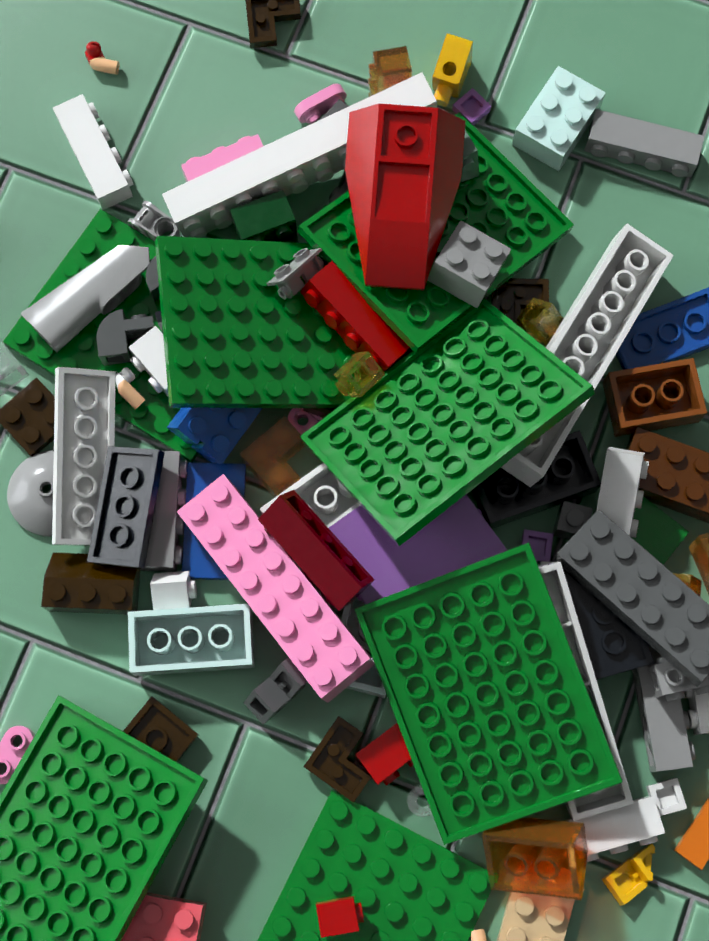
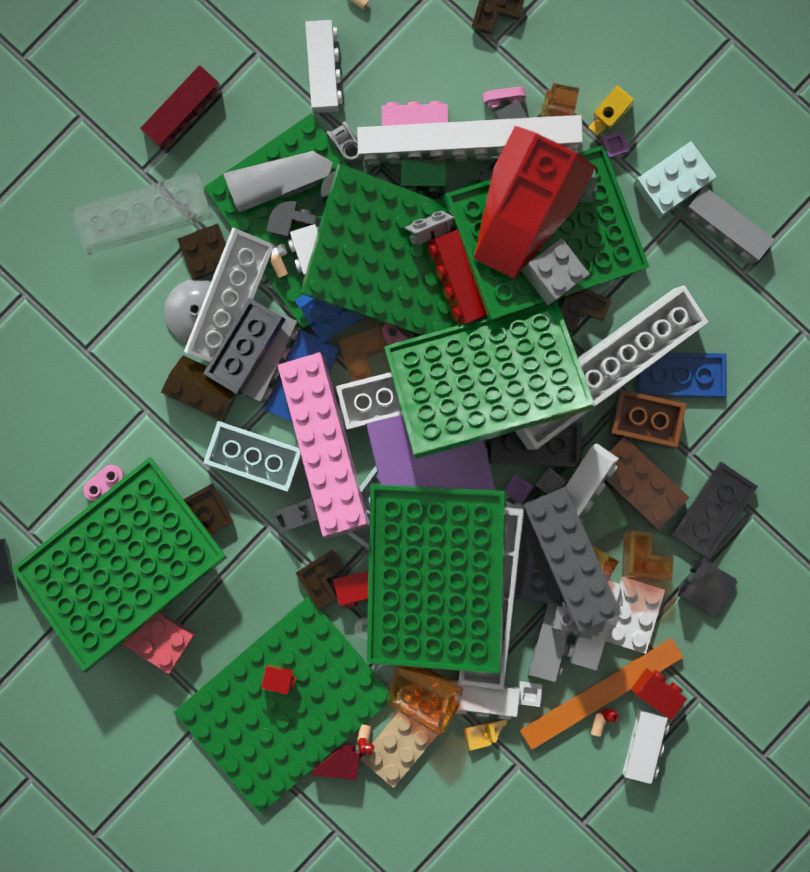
camera: 25 degrees right, 10 degrees up
(172, 590) = (254, 417): white brick -> none
(315, 549) = (361, 433): dark red brick -> none
(366, 374) = (448, 320): clear yellow brick -> none
(540, 320) = (591, 329): clear yellow brick -> none

